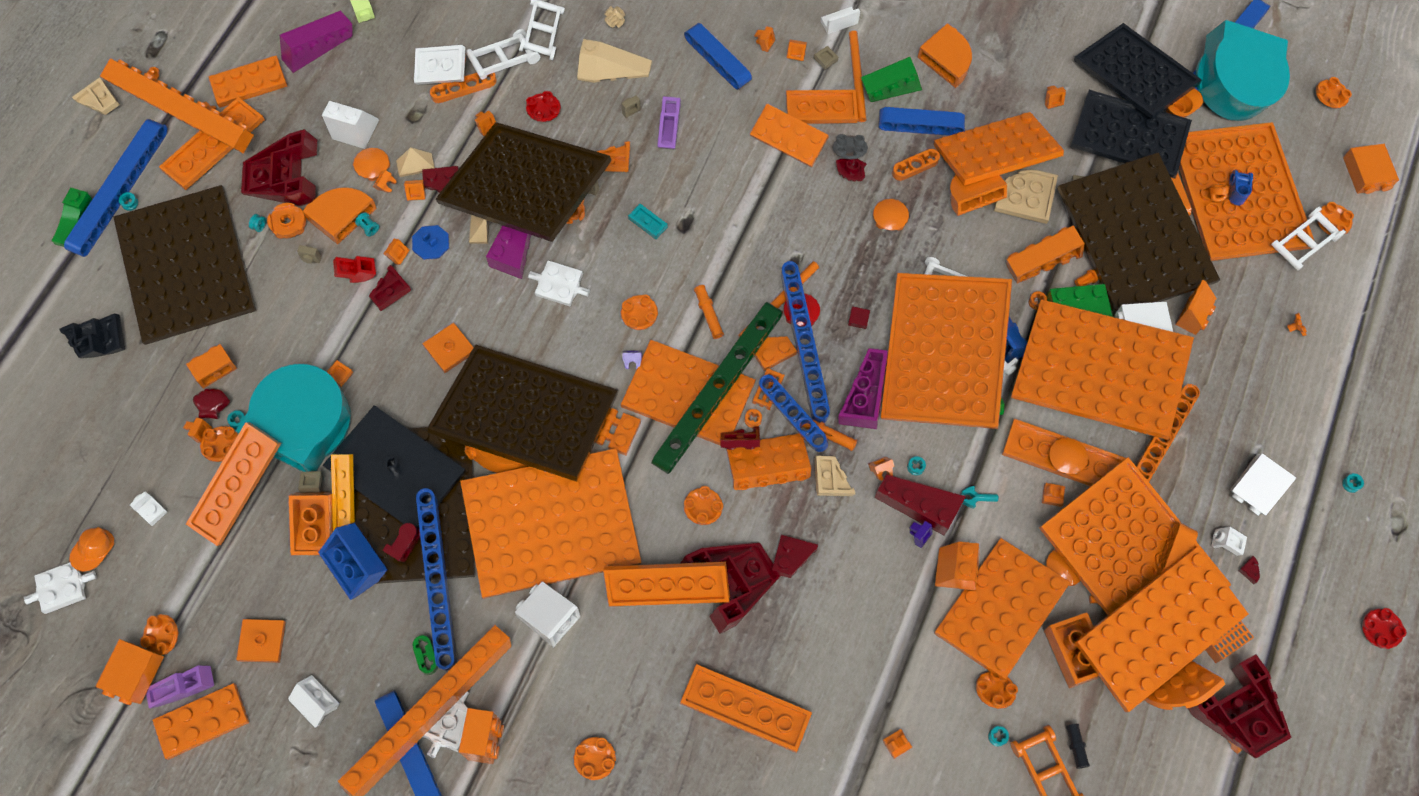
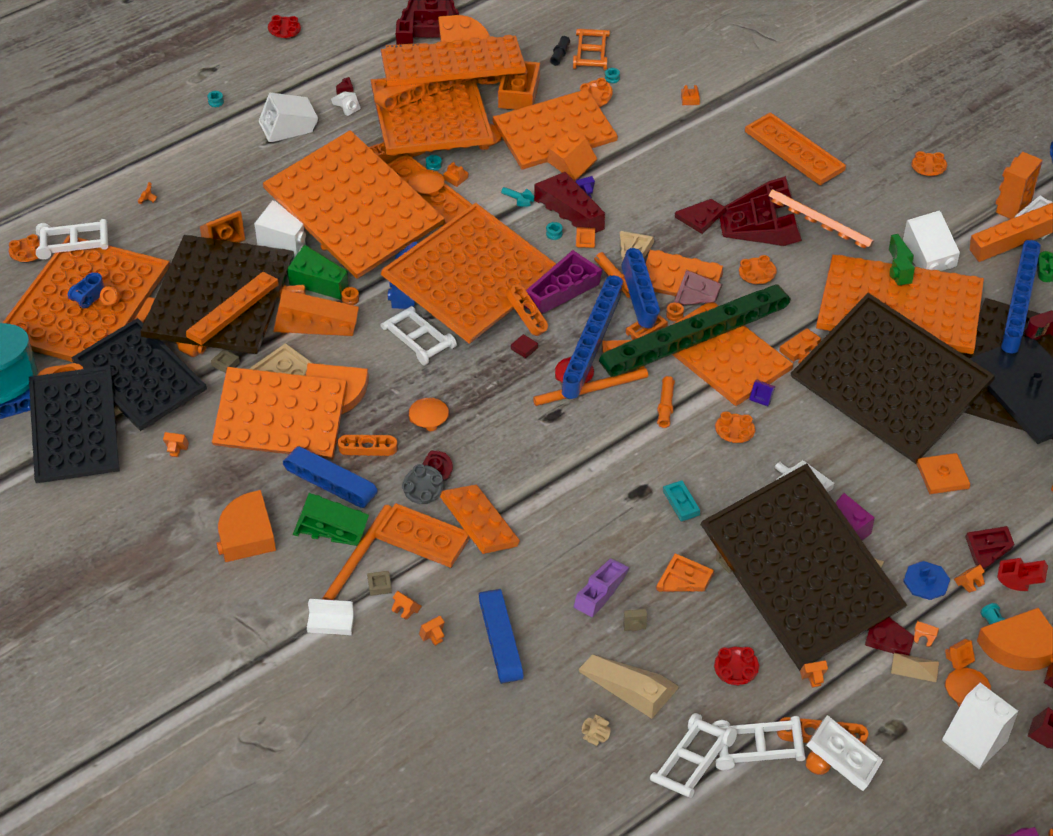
camera: 150 degrees left, 20 degrees down
(562, 549) = (902, 268): none -> green slope
(870, 336) = (523, 296): none -> orange beam
(1108, 209) = (231, 308): none -> orange plate

